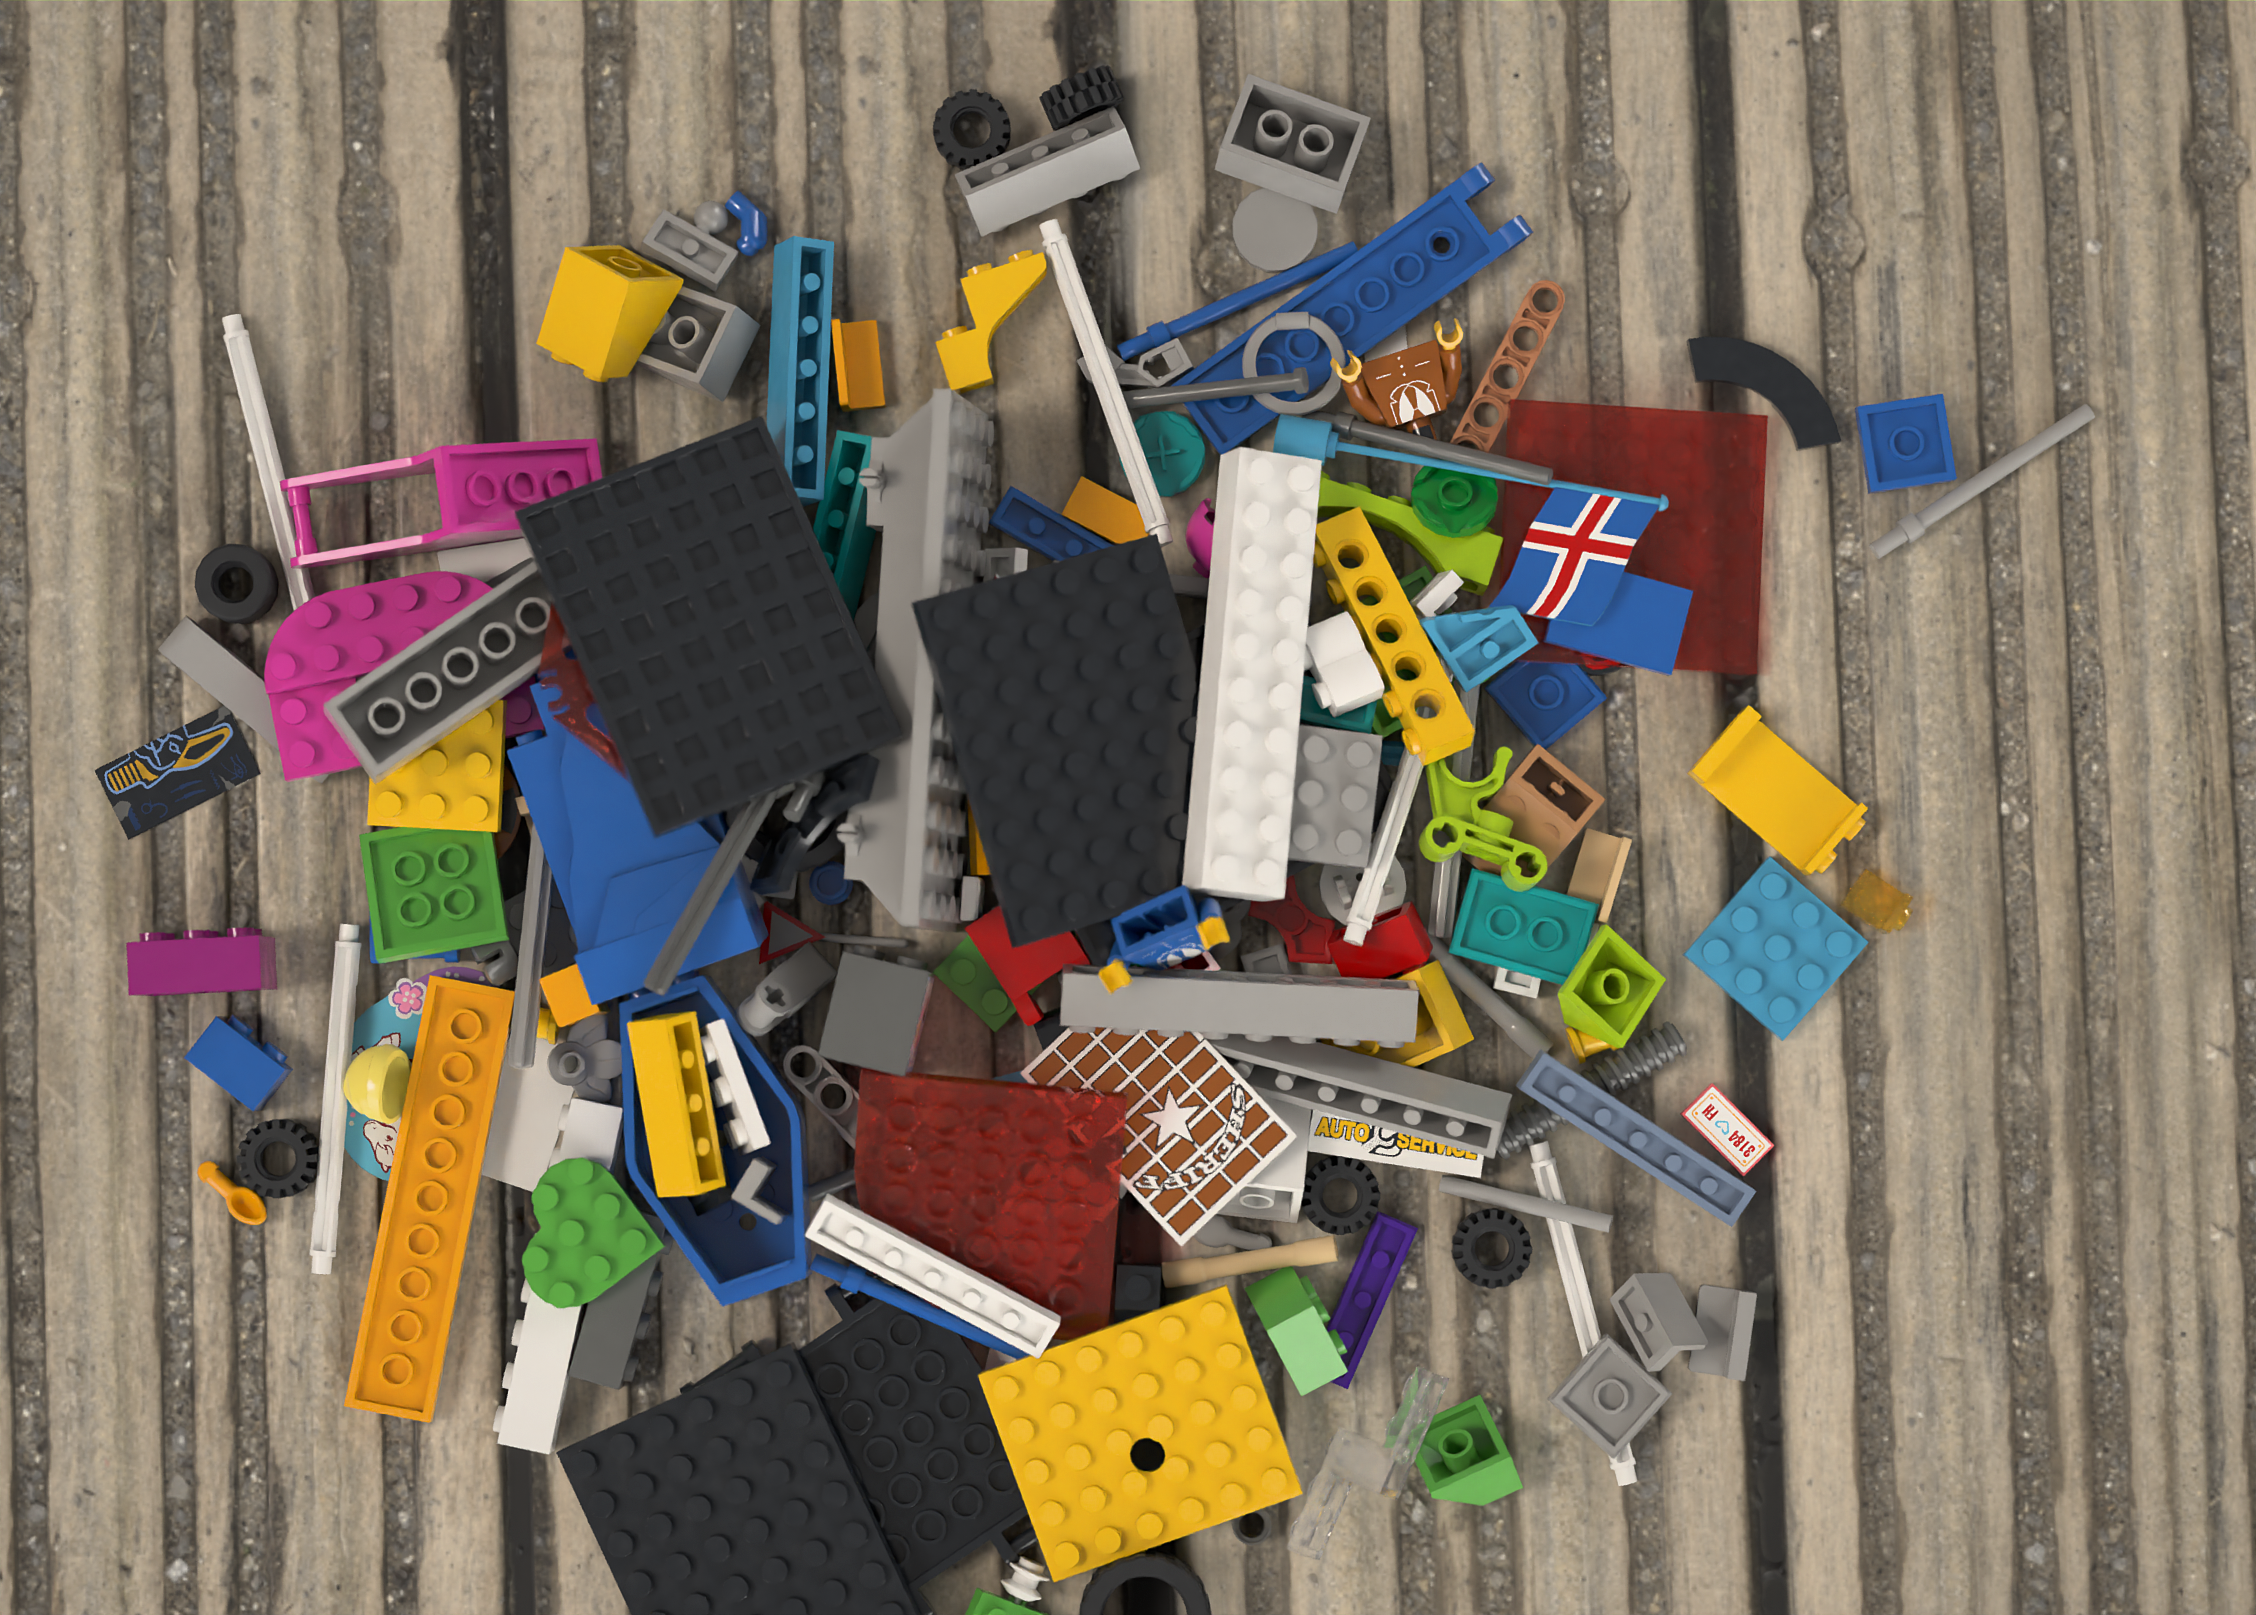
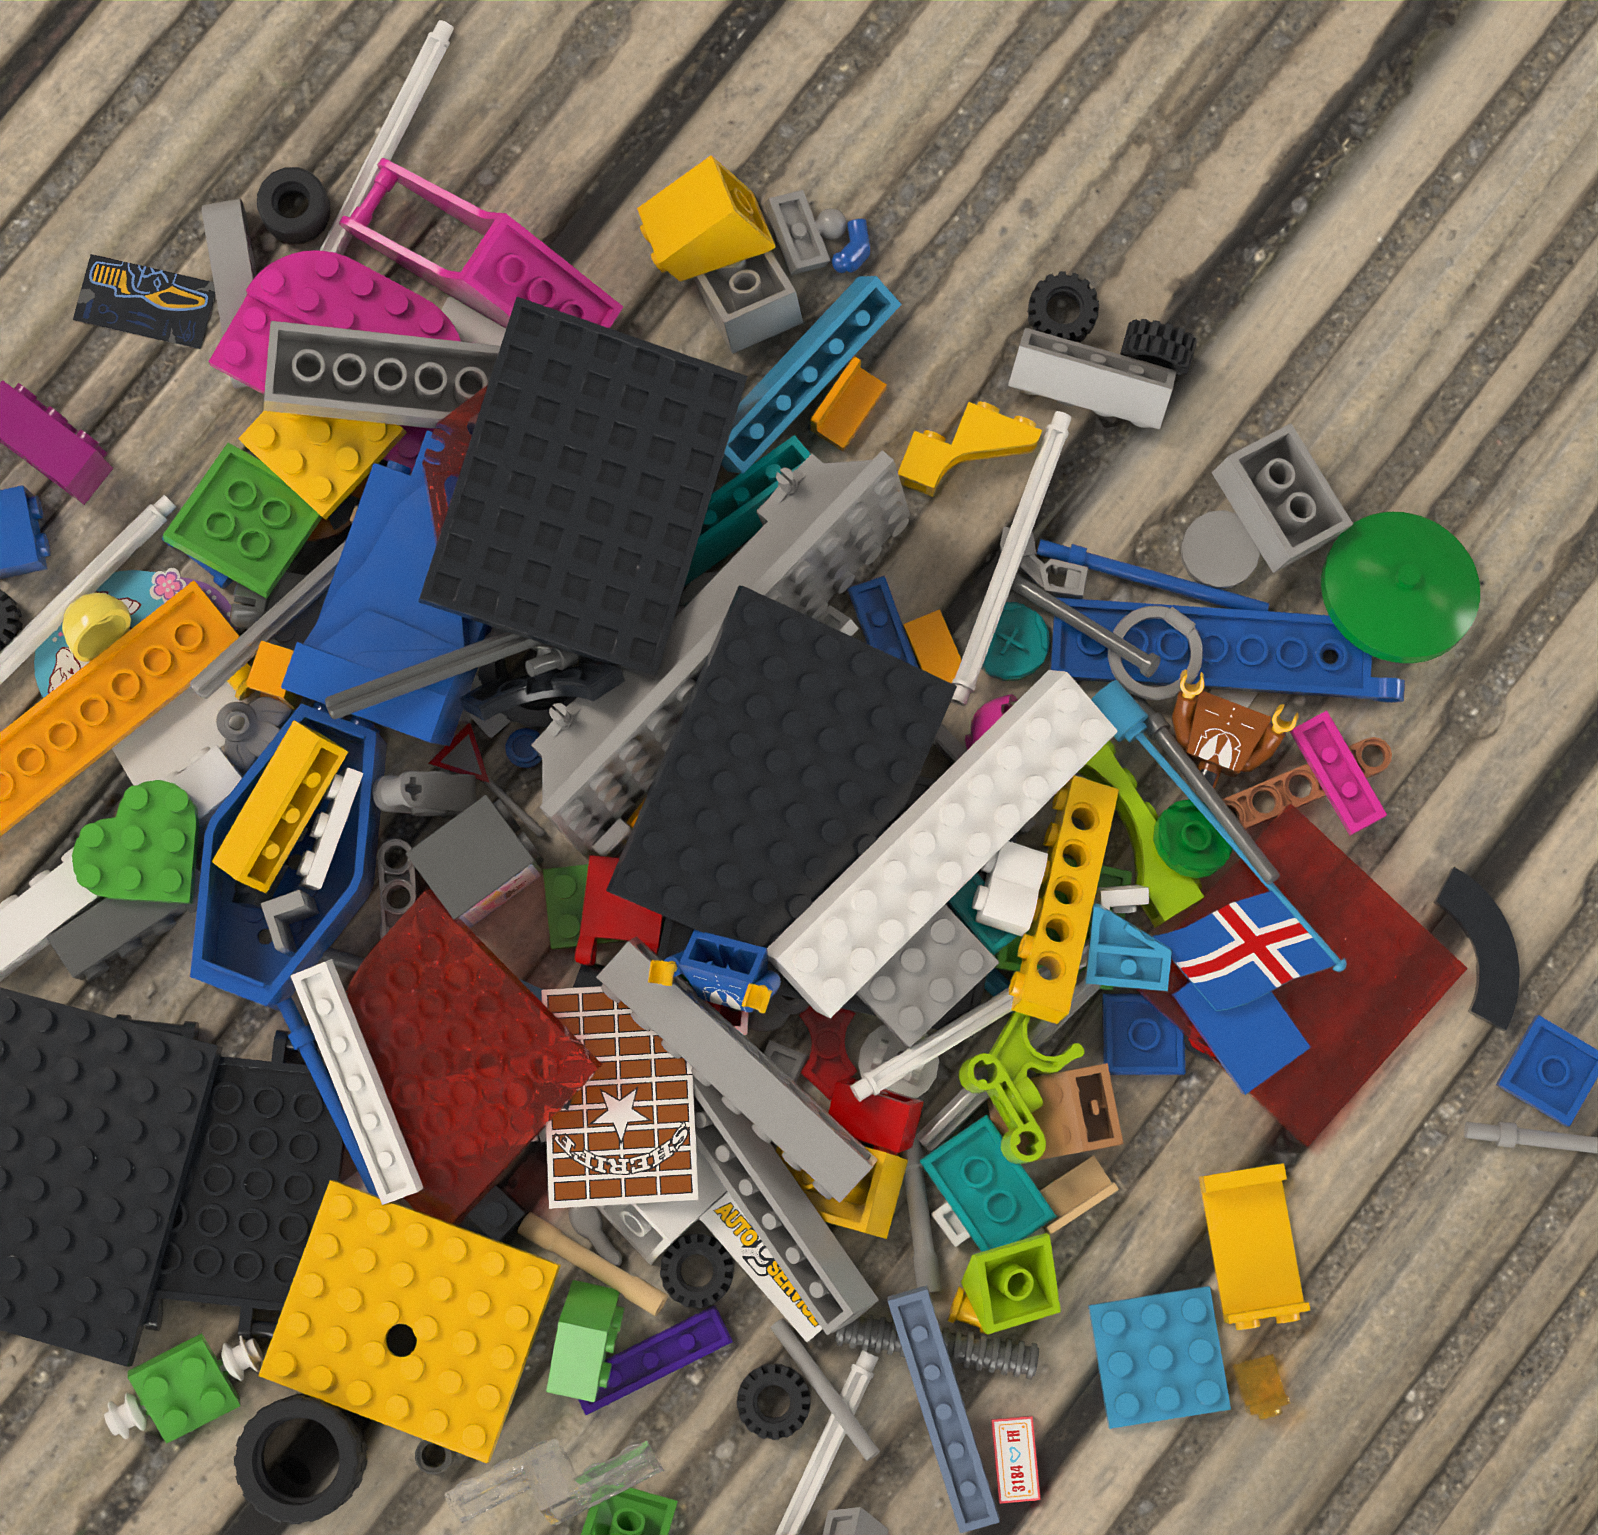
camera: 40 degrees right, 5 degrees down
(1452, 137) = (1400, 587): none -> green dish
(1529, 340) = (1338, 773): none -> dark pink plate

